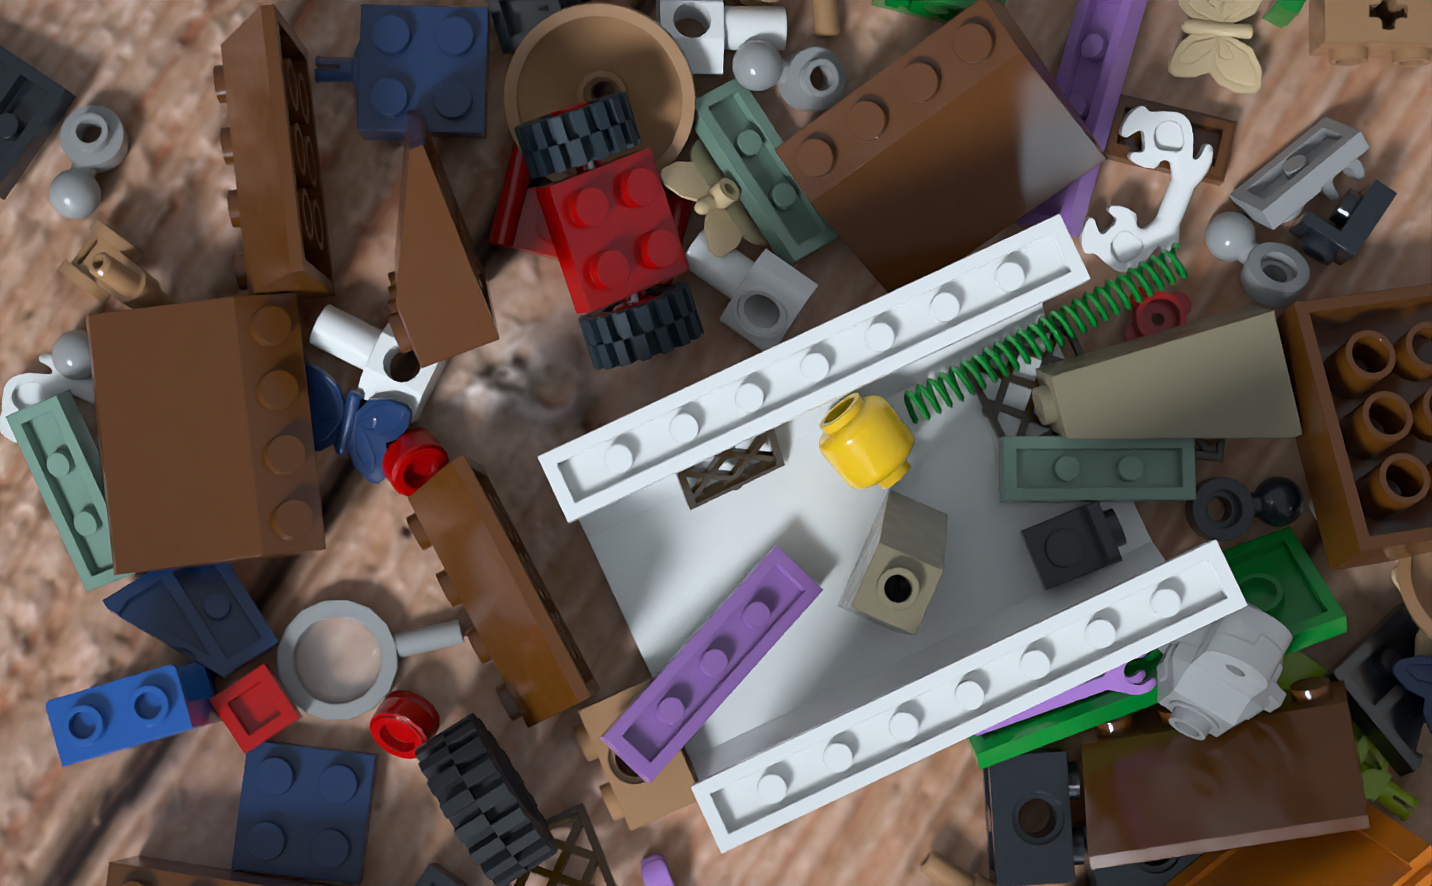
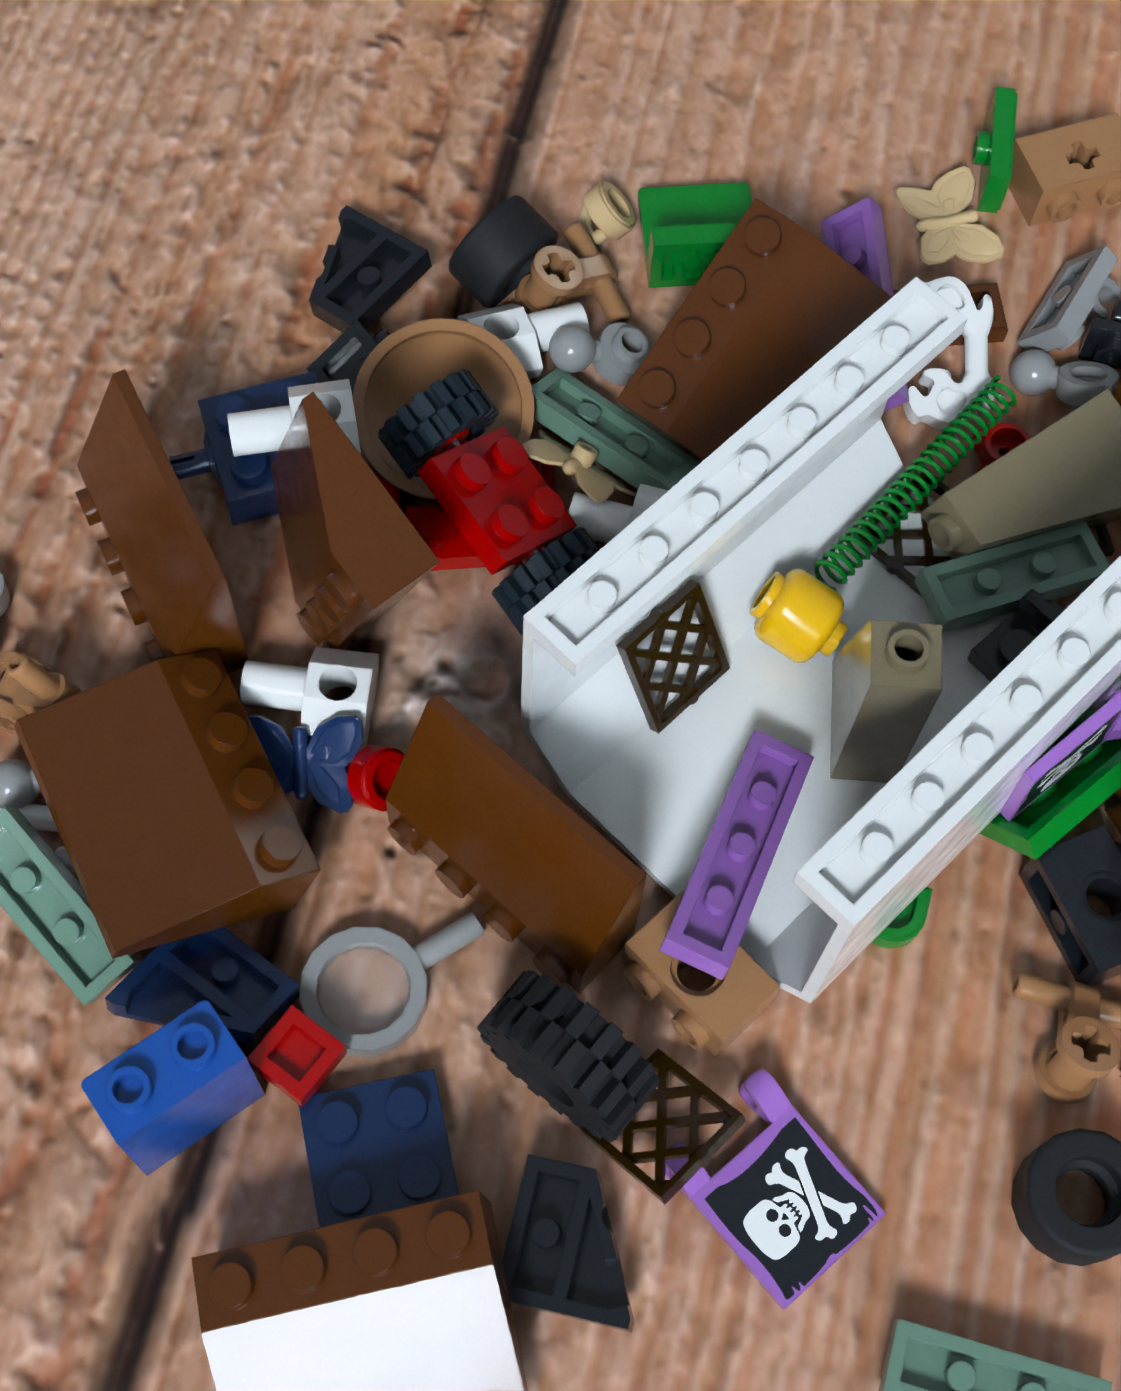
camera: 20 degrees left, 20 degrees down
(404, 723) = (450, 1030): red tile -> none
(434, 84) = (265, 428): none -> white piece

